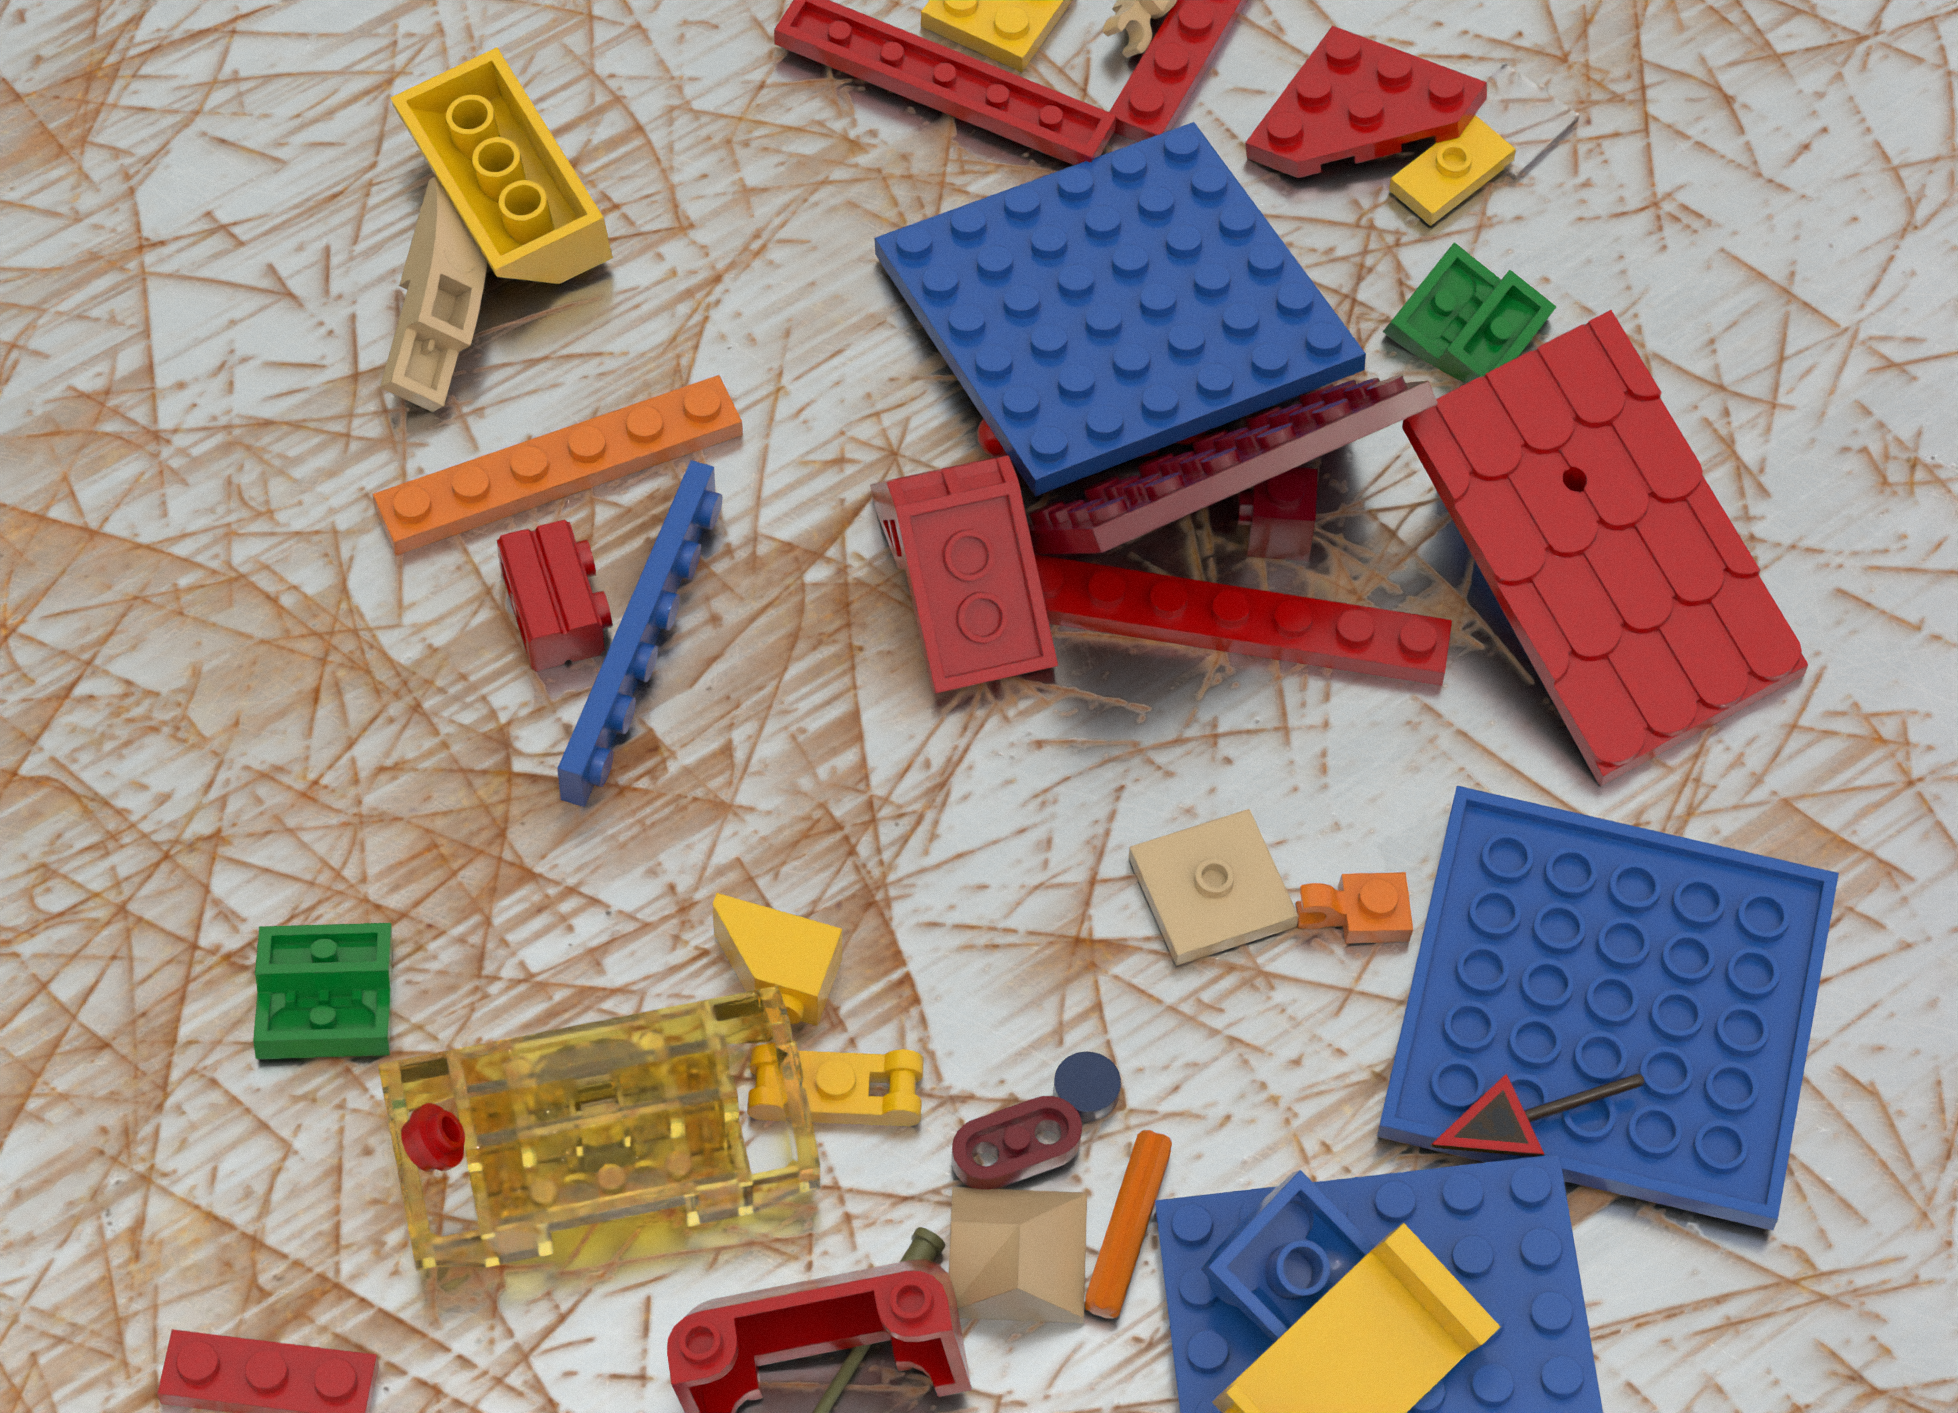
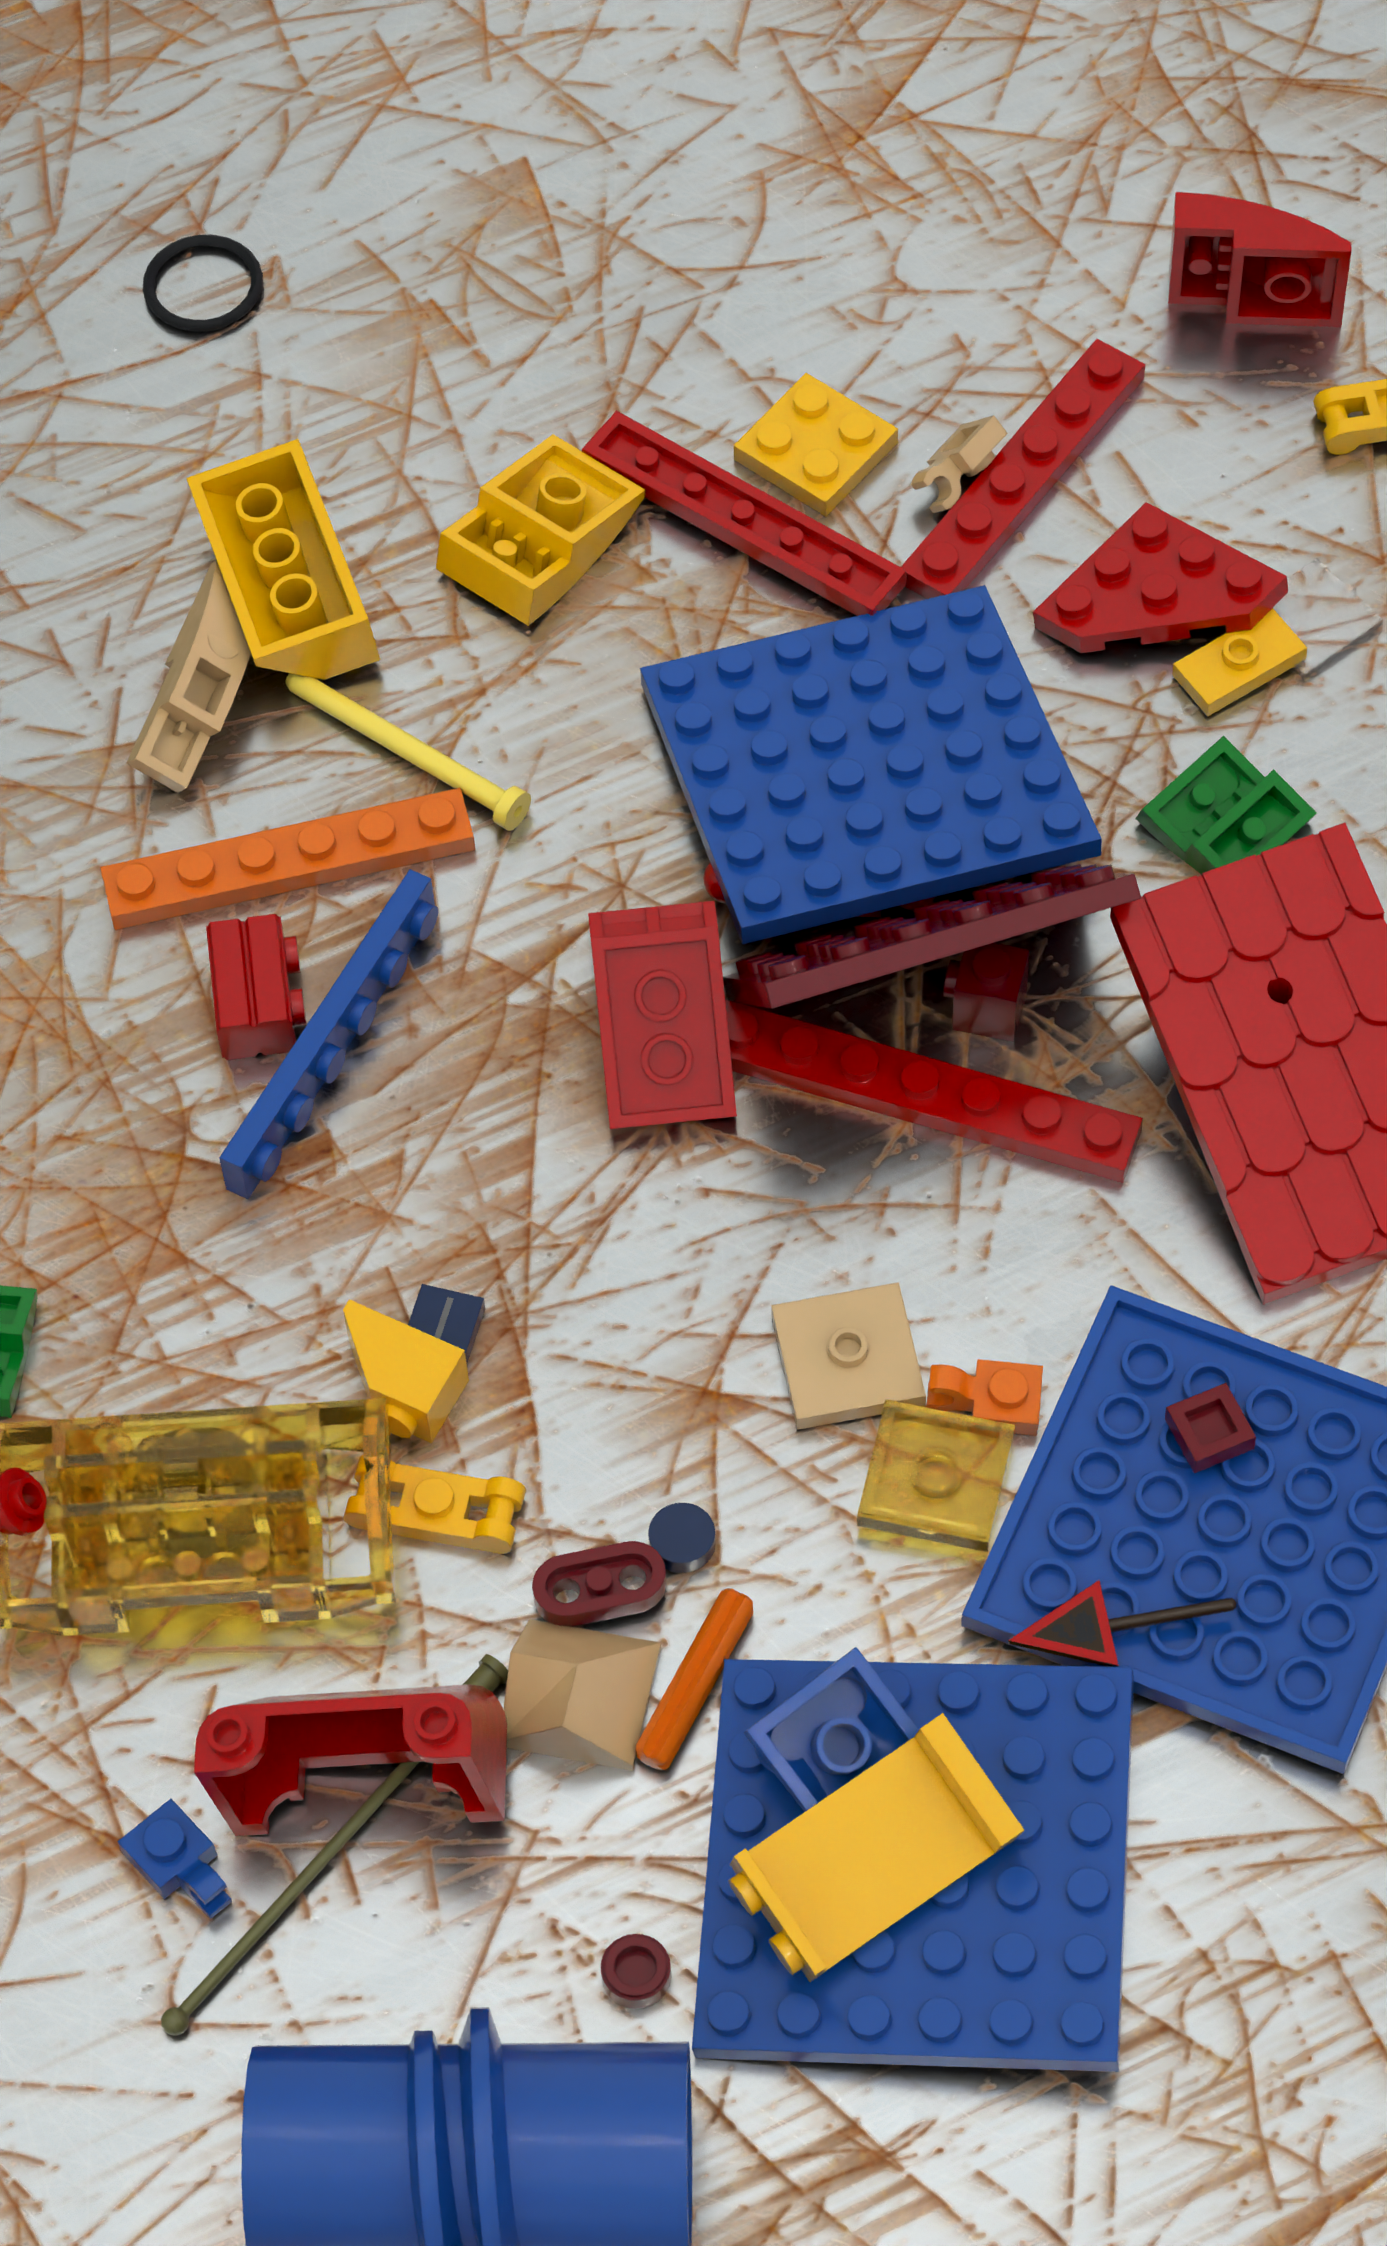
camera: 15 degrees right, 0 degrees up
(744, 113) = (537, 528): none -> yellow slope
(769, 386) = (507, 805): none -> light yellow bar
(811, 895) = (448, 1316): none -> dark blue tile
(1324, 993) = (936, 1475): none -> clear yellow plate
(1583, 911) = (1210, 1428): none -> dark red tile

